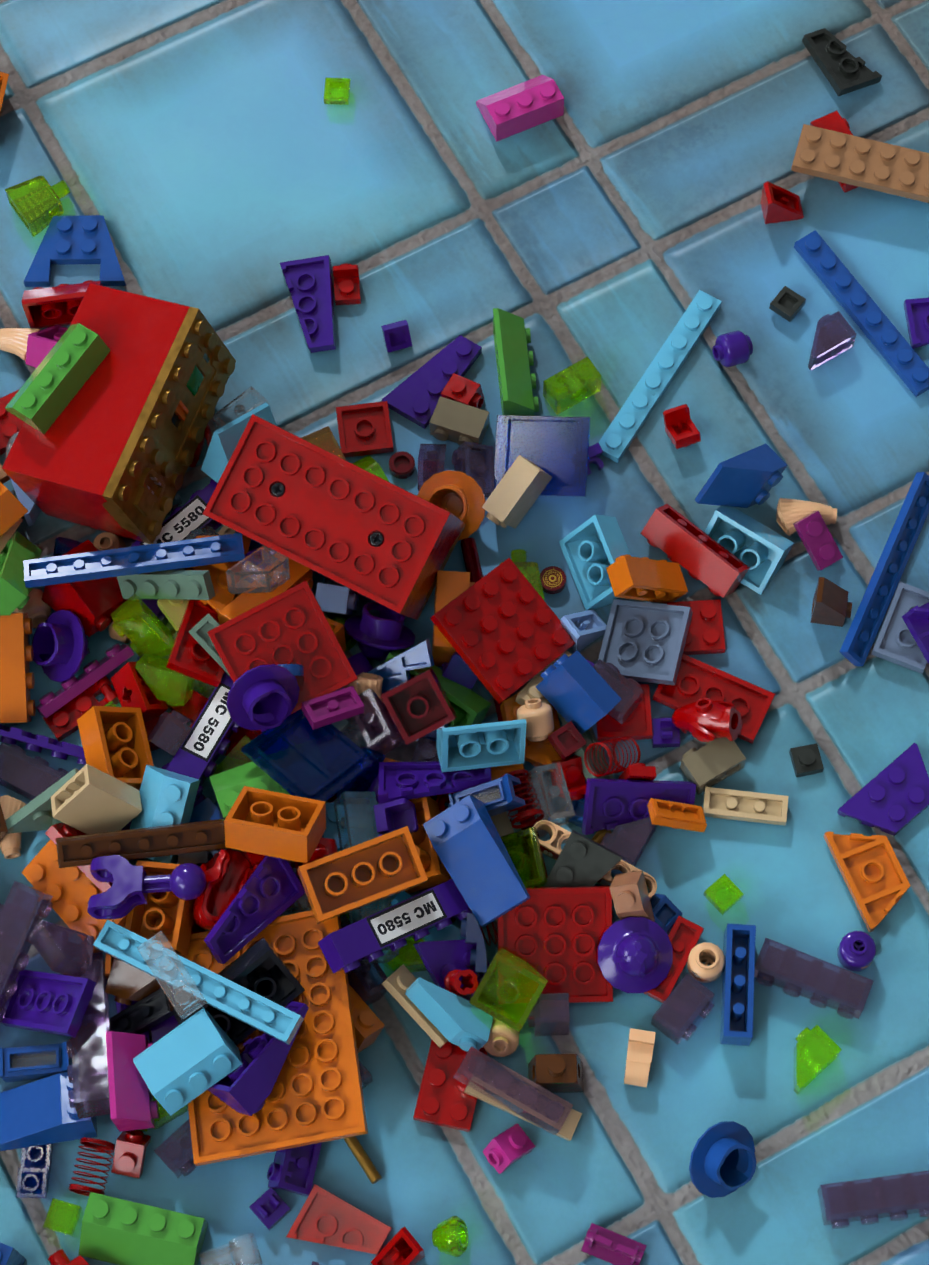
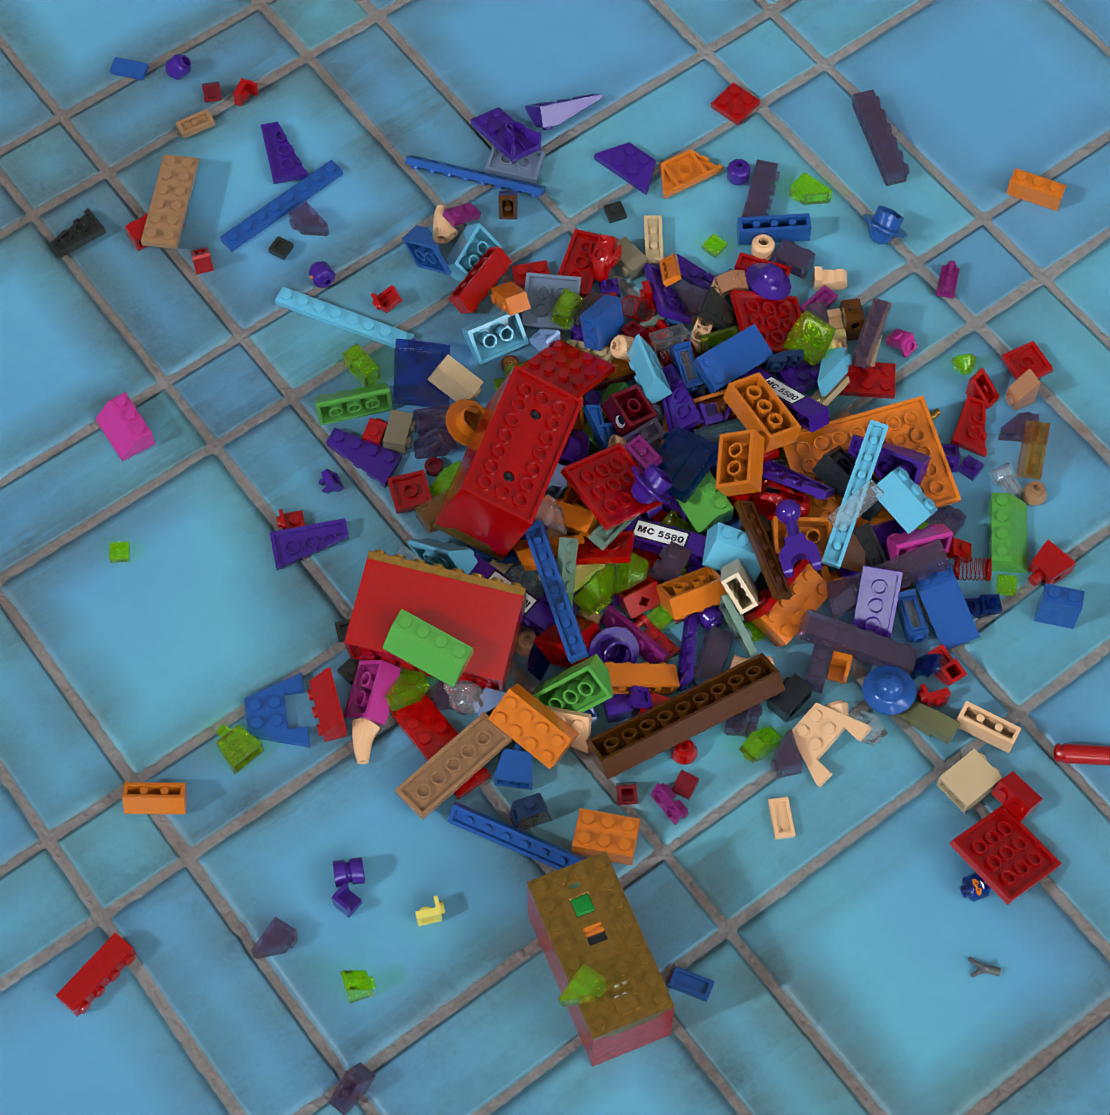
camera: 100 degrees left, 5 degrees down
(295, 669) = (626, 474): blue tile -> none
(469, 982) = (810, 366): red bush -> none
(544, 1044) = (836, 321): none -> light nougat leg
(597, 1034) = (823, 295): none -> magenta plate
(616, 648) = (565, 307): none -> clear neon green torso
(679, 854) = (693, 274): none -> dark purple hinge

